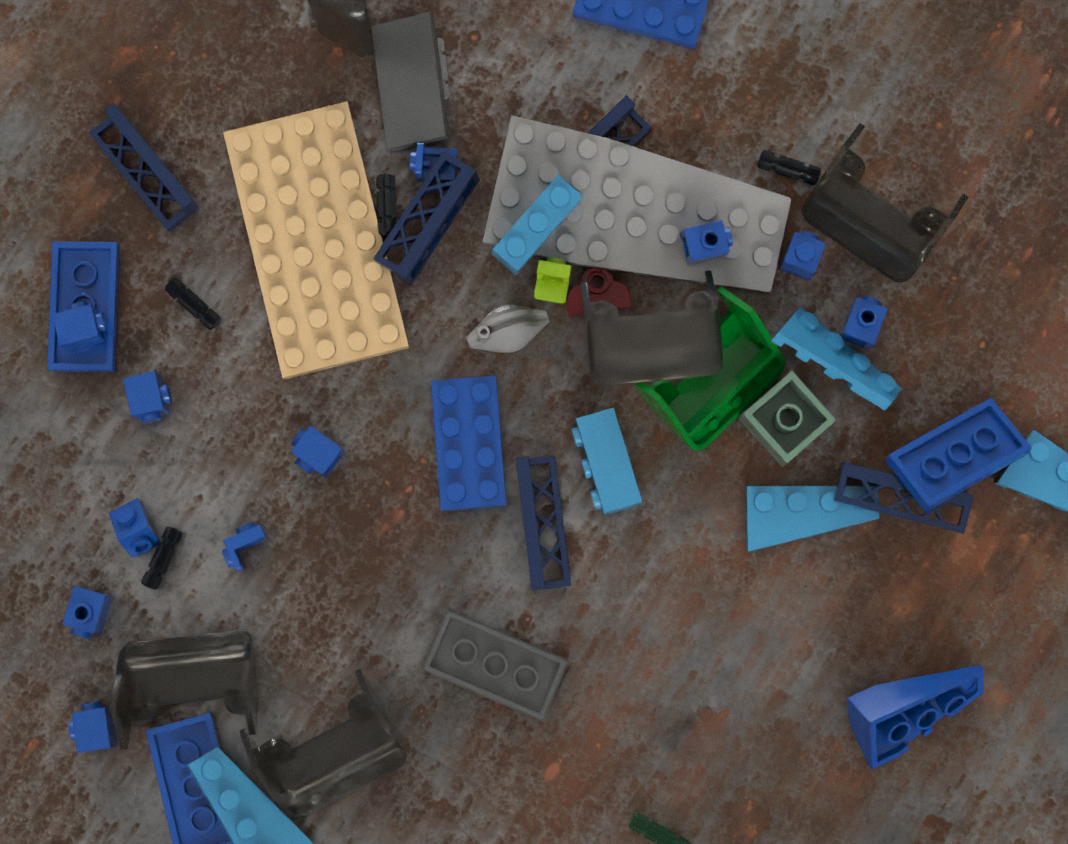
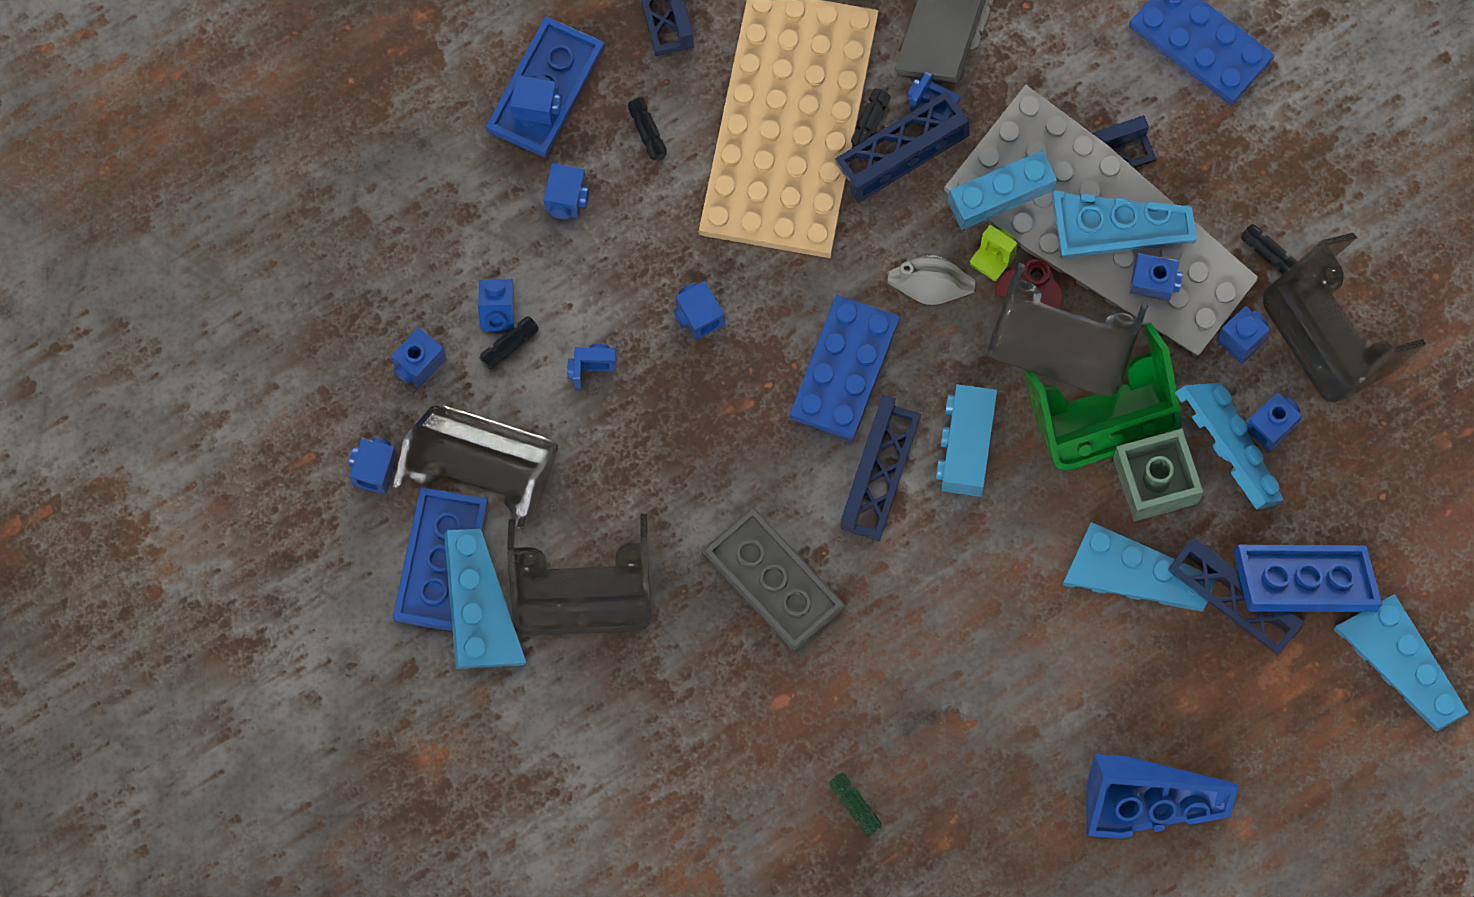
camera: 25 degrees right, 10 degrees down
(640, 214) = (1106, 225): none -> dark azure wing

